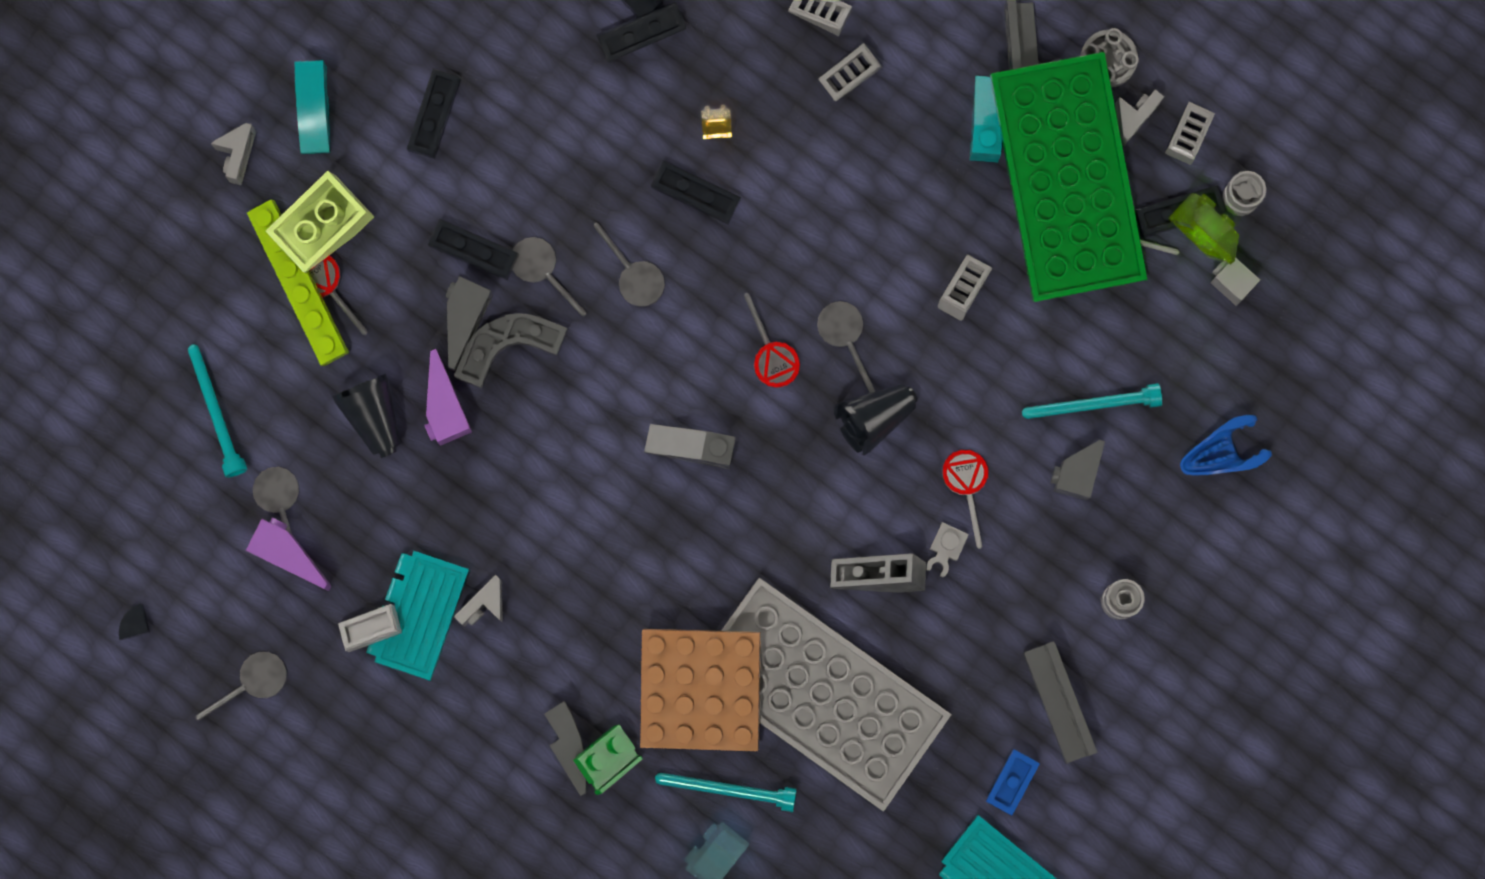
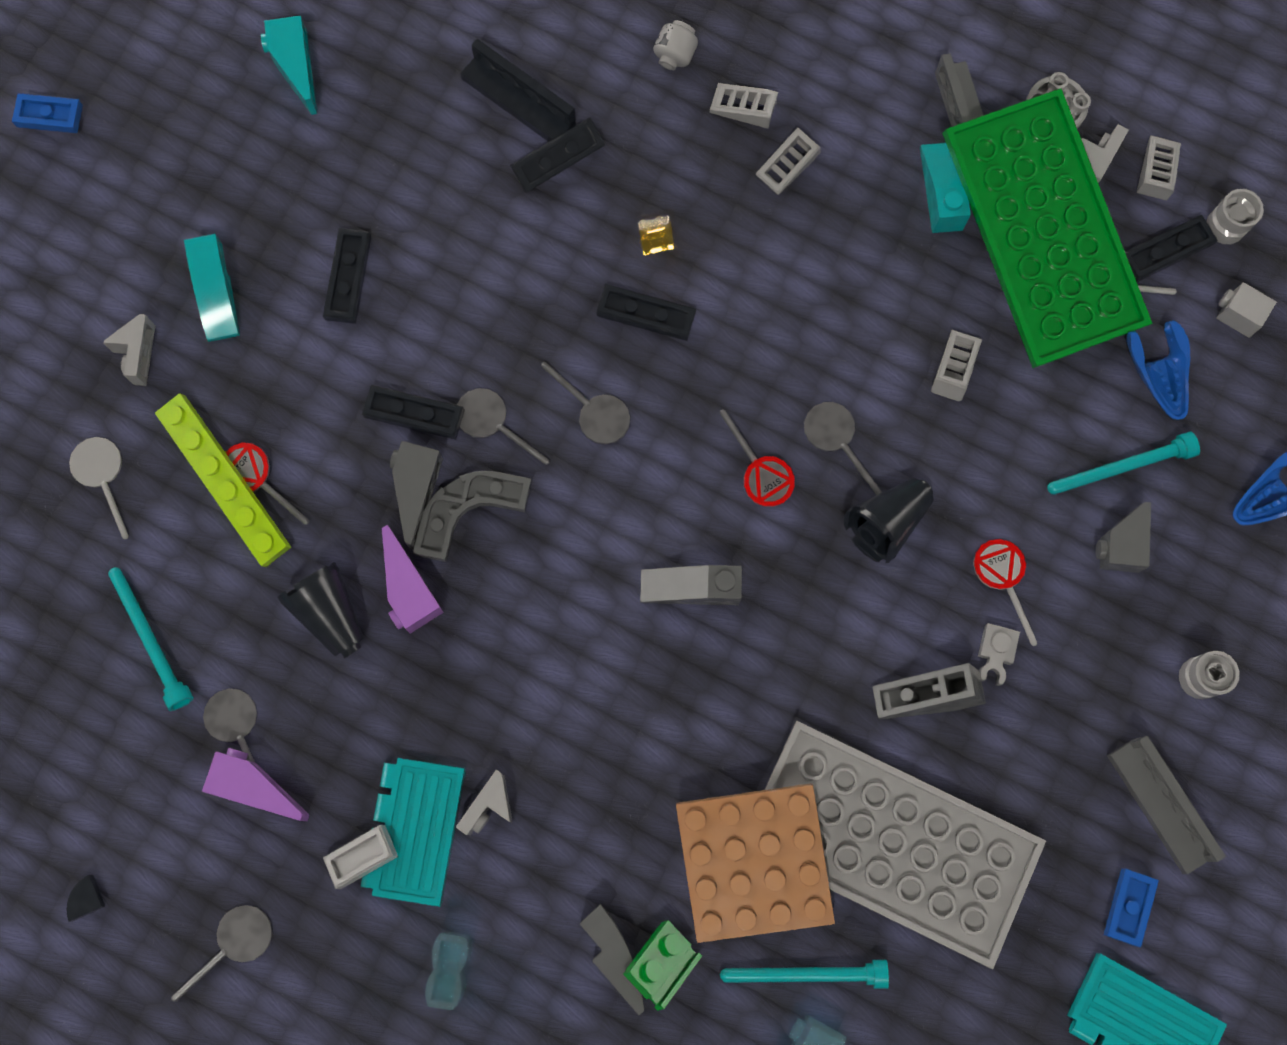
camera: 10 degrees left, 5 degrees down
(188, 250) = (95, 465): none -> light grey piece
(319, 222) = (236, 408): yellowish green slope -> none
(427, 739) = (448, 980): none -> clear light blue brick
(1152, 329) = (1167, 377): none -> blue animal
(1206, 228) = (1207, 259): clear neon green slope -> none

